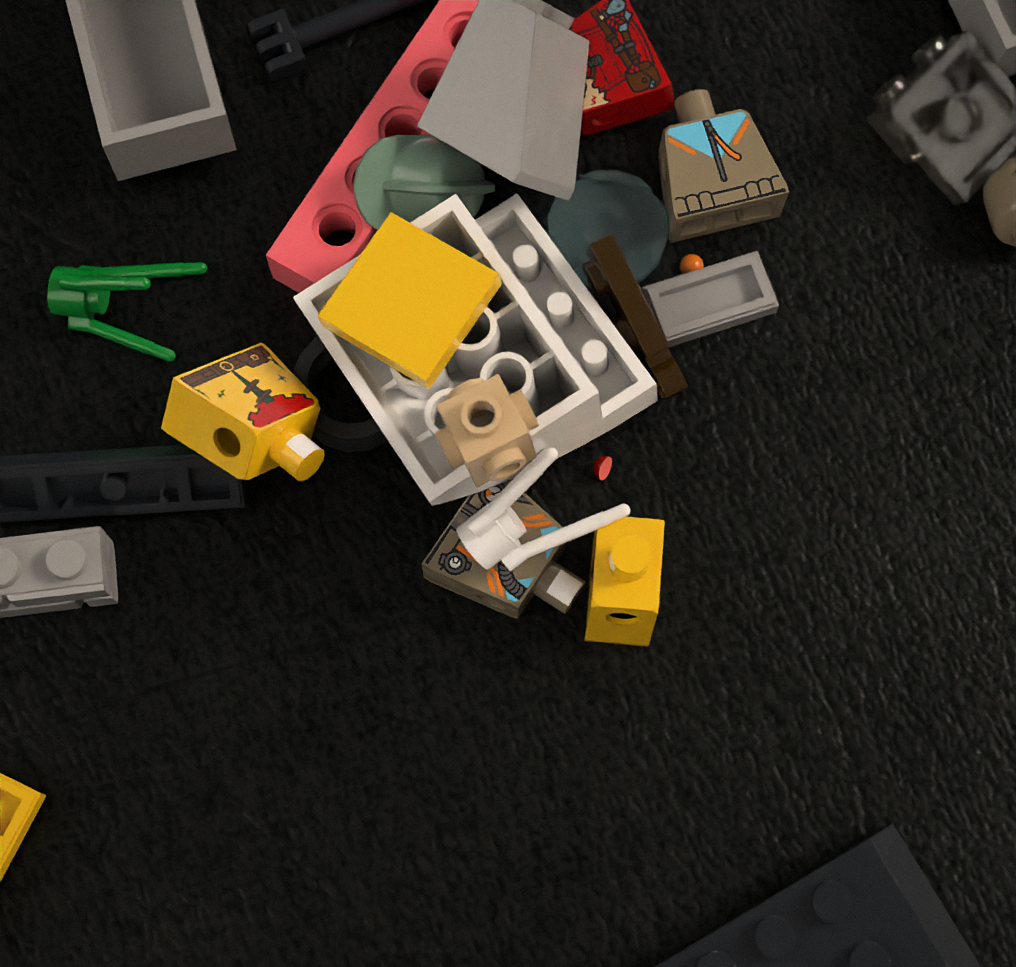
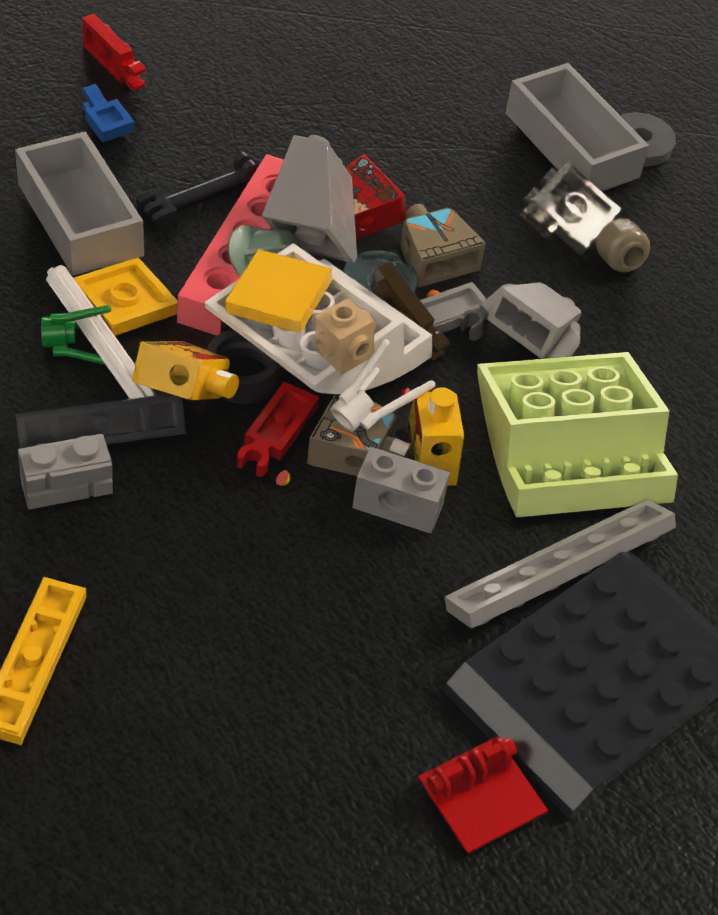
camera: 15 degrees left, 25 degrees down
(137, 305) = (97, 332): none -> white axle
(193, 227) = (132, 294): none -> yellow tile
(374, 526) = (277, 426): none -> red plate
(379, 606) = (283, 478): none -> coral piece
(549, 667) = (400, 489): none -> light grey brick
(775, 833) = (559, 563): none -> light grey plate
(840, 354) = (532, 317): none -> light grey torso
(857, 586) = (576, 433): none -> yellowish green slope

